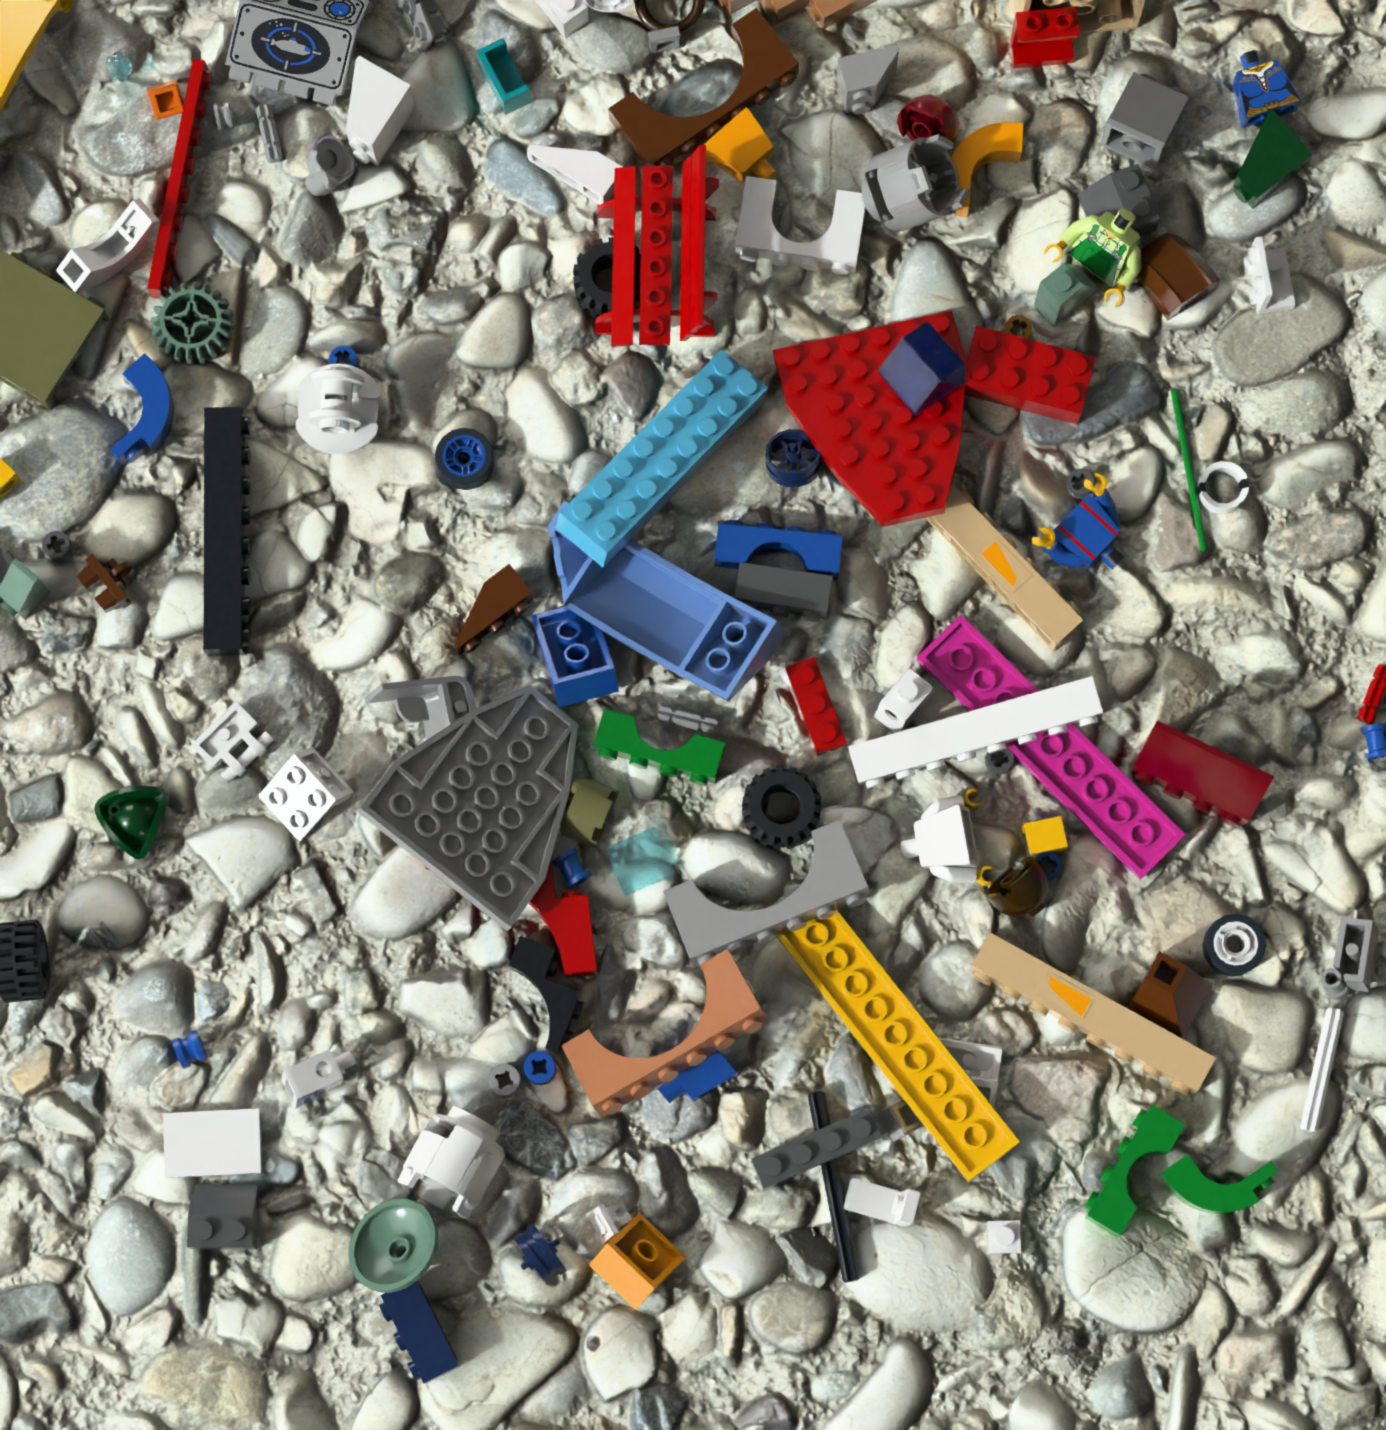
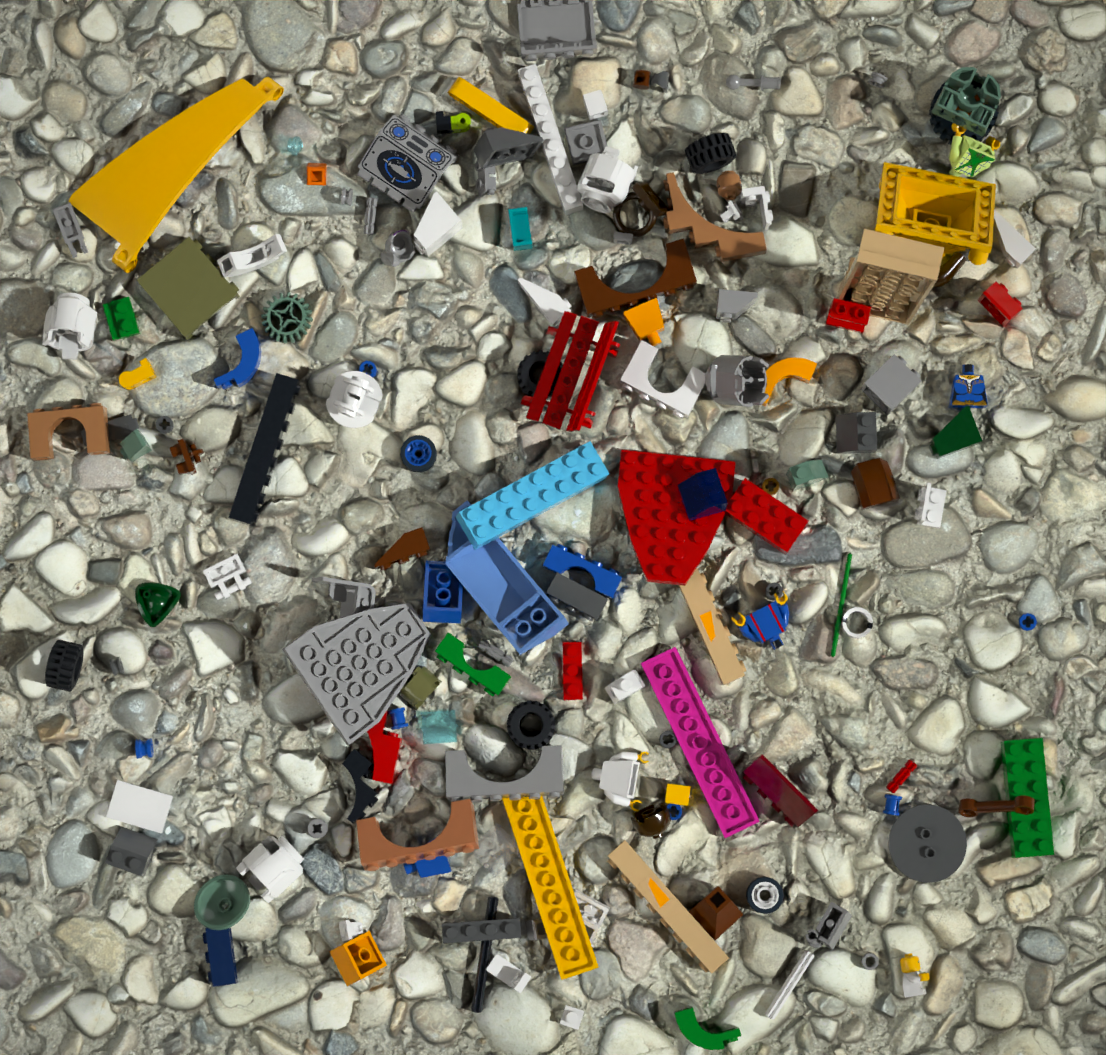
camera: 20 degrees right, 5 degrees up
(177, 189) = (304, 234): red plate -> none
(304, 792) = (260, 620): white bracket -> none
(305, 1084) = (202, 789): white torso -> none
(540, 1254) = (303, 936): dark blue wheel -> none
(543, 1072) = (342, 830): blue wheel -> none
(789, 471) = (609, 520): dark blue wheel -> none
(928, 117) = (762, 343): dark red cylinder -> none
(976, 731) = (658, 719): white brick -> none
(1105, 248) = (839, 457): torso -> none
(1112, 1205) = (639, 1021): green arch -> none

